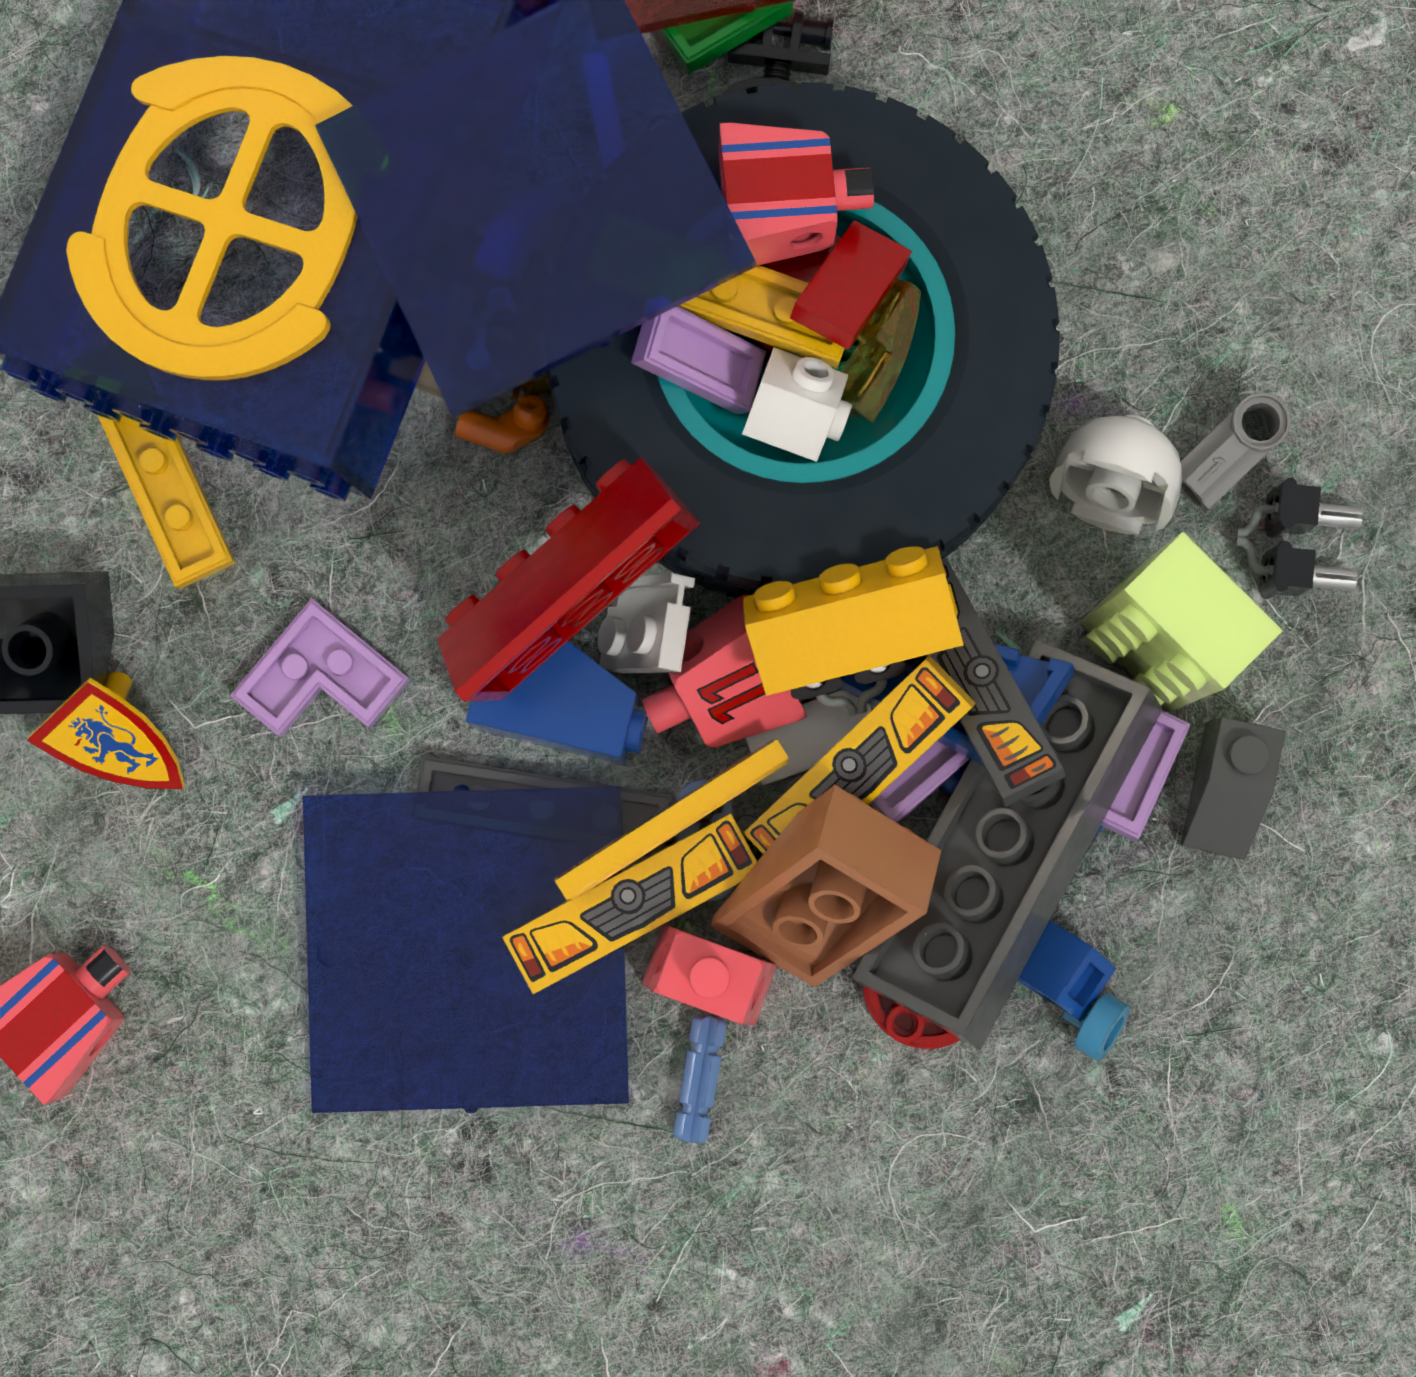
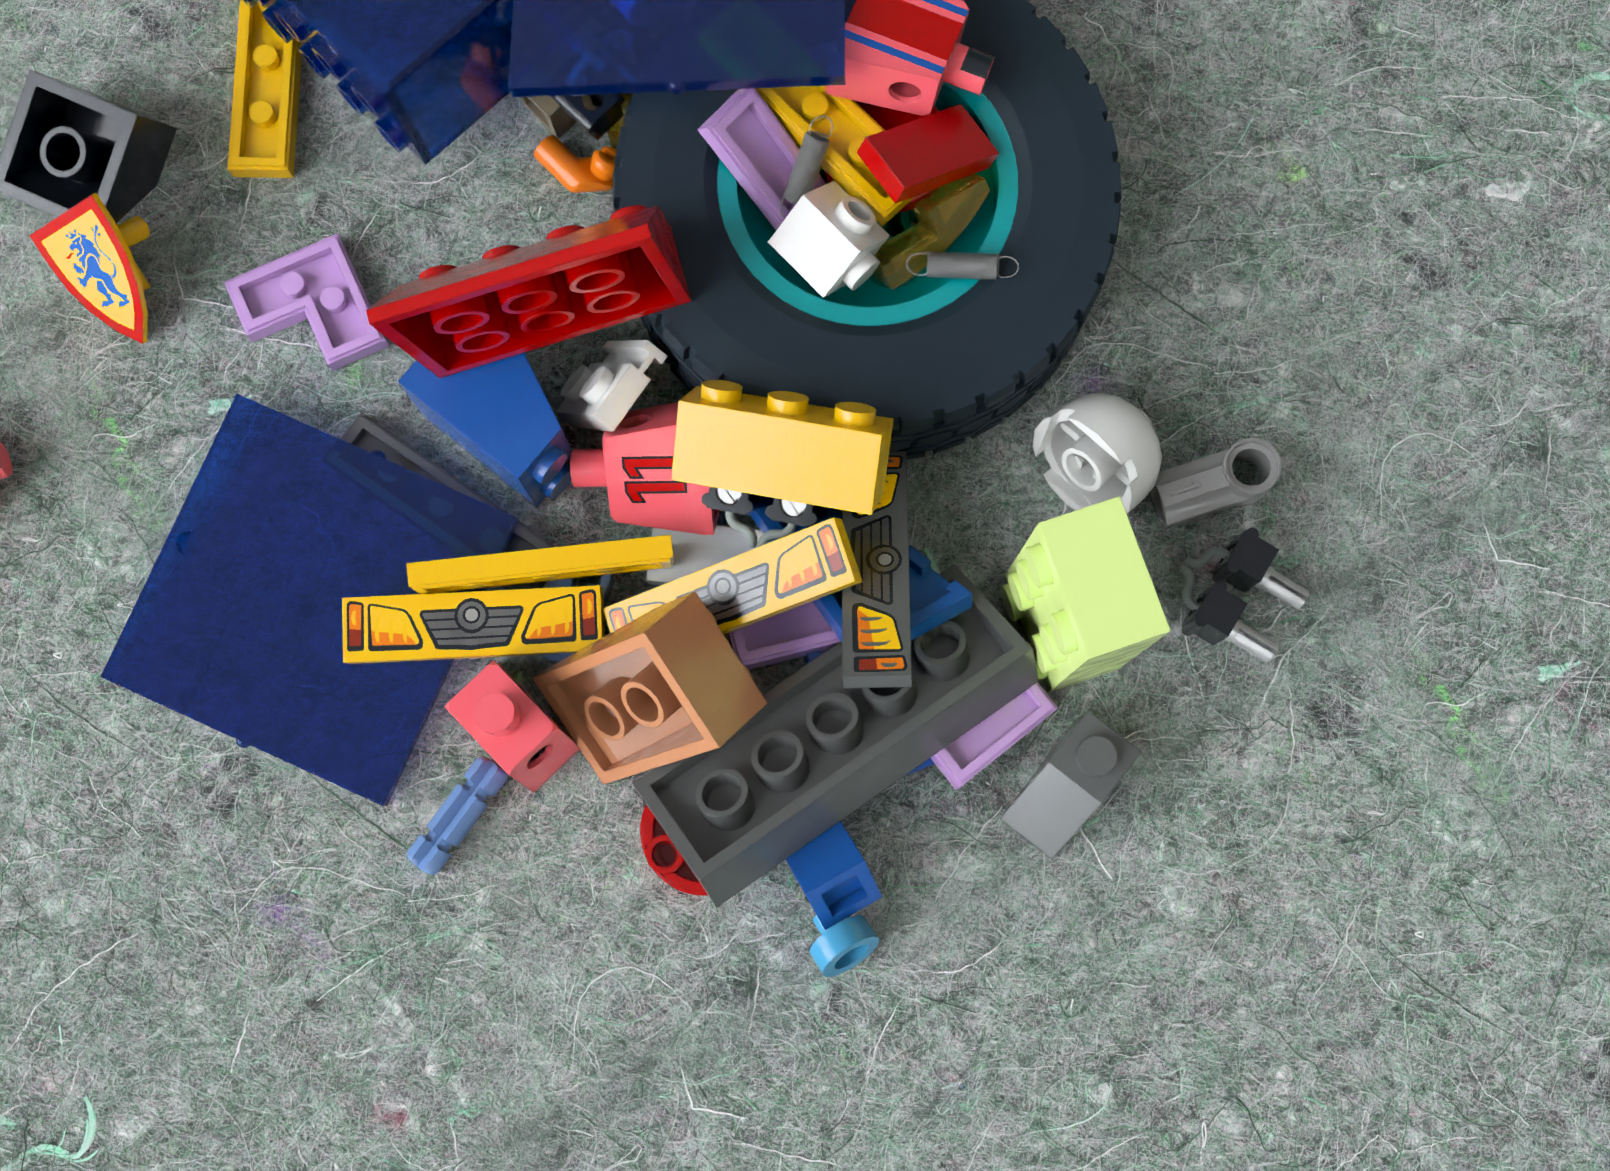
camera: 25 degrees right, 5 degrees down
(746, 350) = (806, 165): none -> light grey piece
(929, 373) = (962, 265): none -> light grey piece

